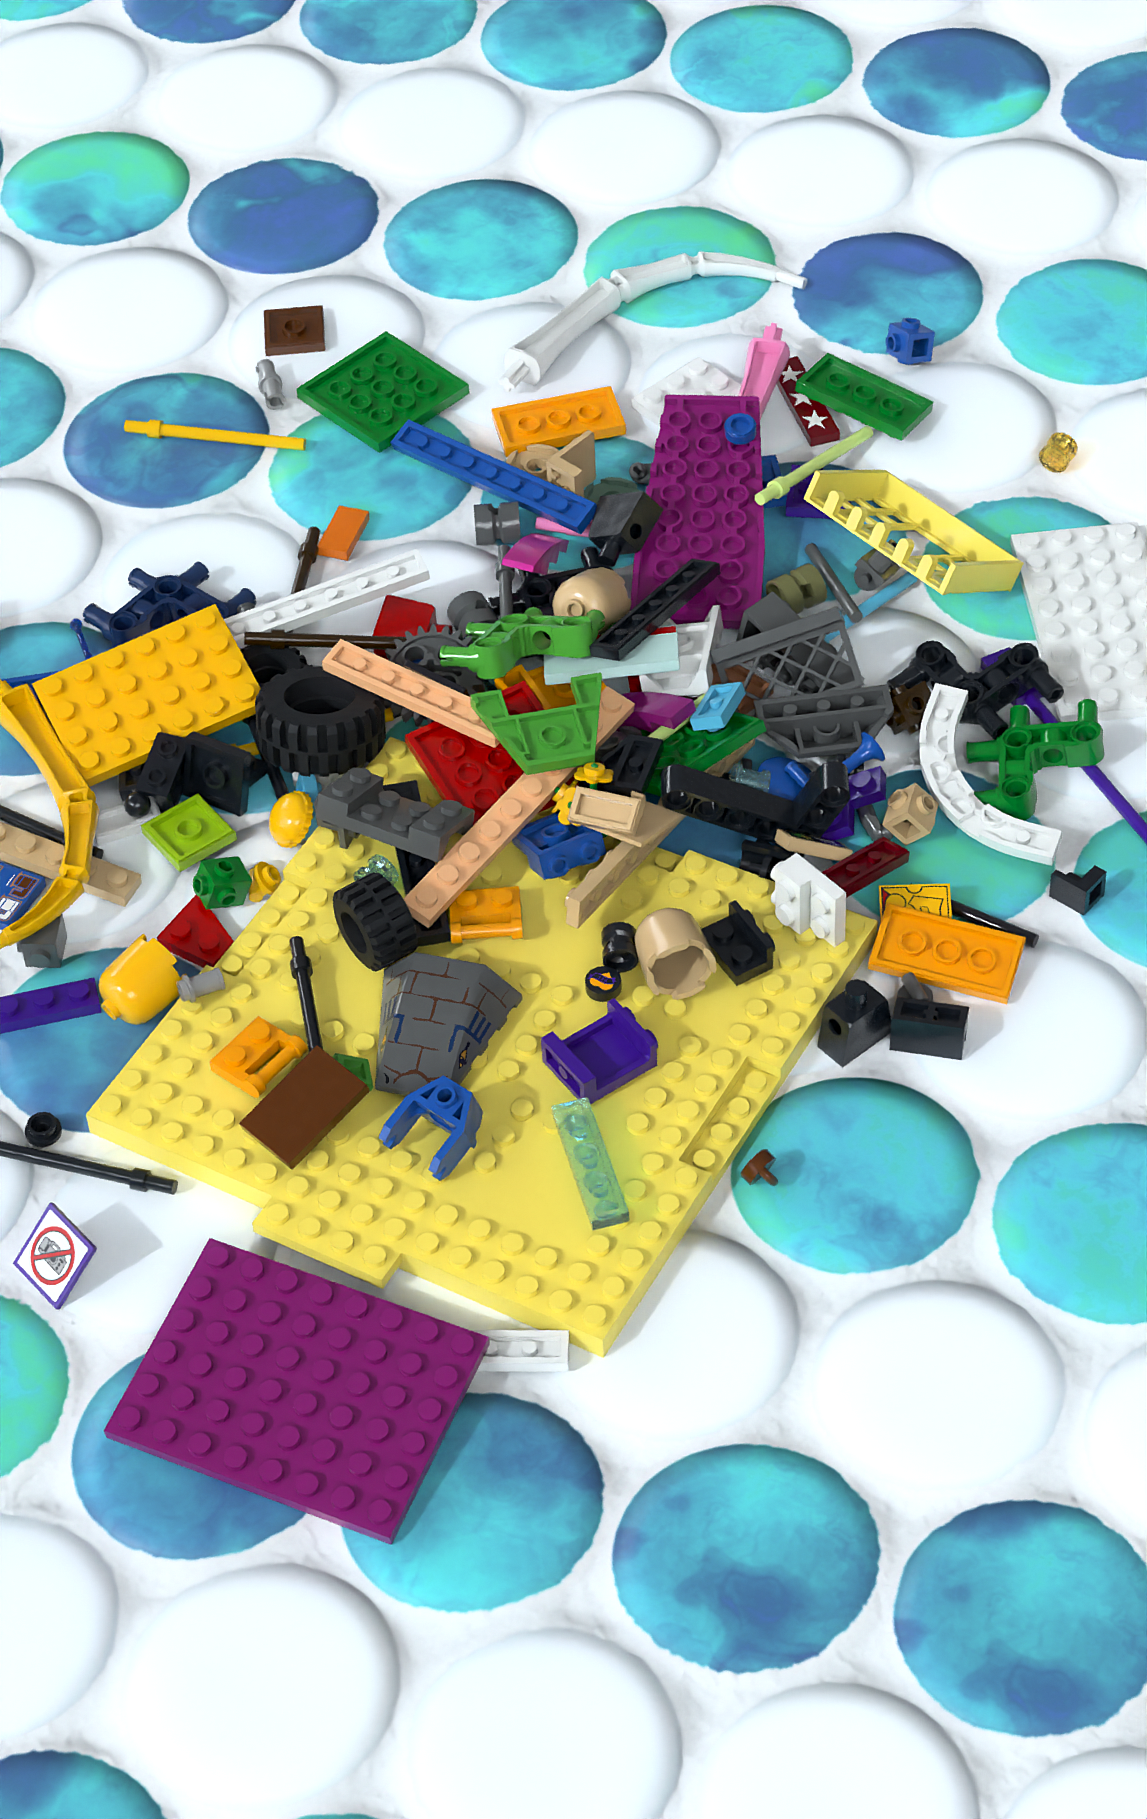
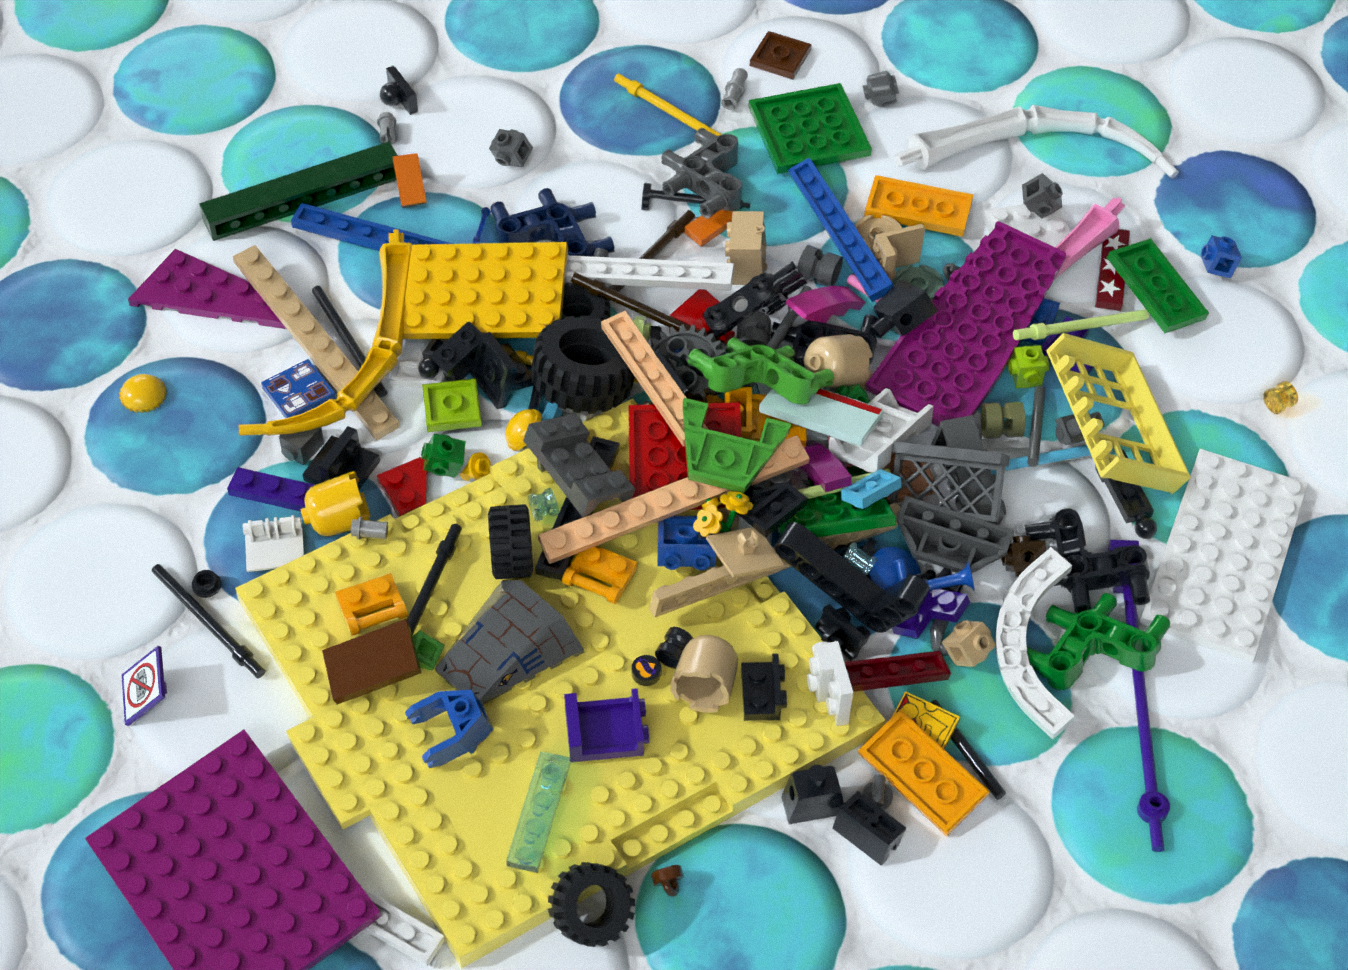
camera: 25 degrees right, 5 degrees up
(61, 544) = (510, 148): none -> dark grey brick
(88, 1056) = (272, 542): none -> white hinge
(102, 939) = (341, 457): none -> black bracket
(251, 528) = (681, 197): none -> black piece
(303, 481) = (703, 172): none -> dark grey pin
(408, 527) = (746, 245): none -> tan brick
(434, 319) = (881, 88): none -> dark grey head
(464, 571) = (763, 293): none -> black pin
(606, 811) = (722, 537): tan tile -> none
(654, 610) = (877, 389): black tile -> none
(690, 354) = (1042, 196): none -> dark grey brick
(725, 1205) = (616, 909): none -> black tyre
(740, 428) = (1035, 272): blue tile -> none
(786, 529) = (1028, 366): none -> lime brick
(812, 845) = (877, 633): tan tile -> none
(972, 612) = (1132, 505): none -> black plate
(1078, 892) = (1061, 770): black panel -> none

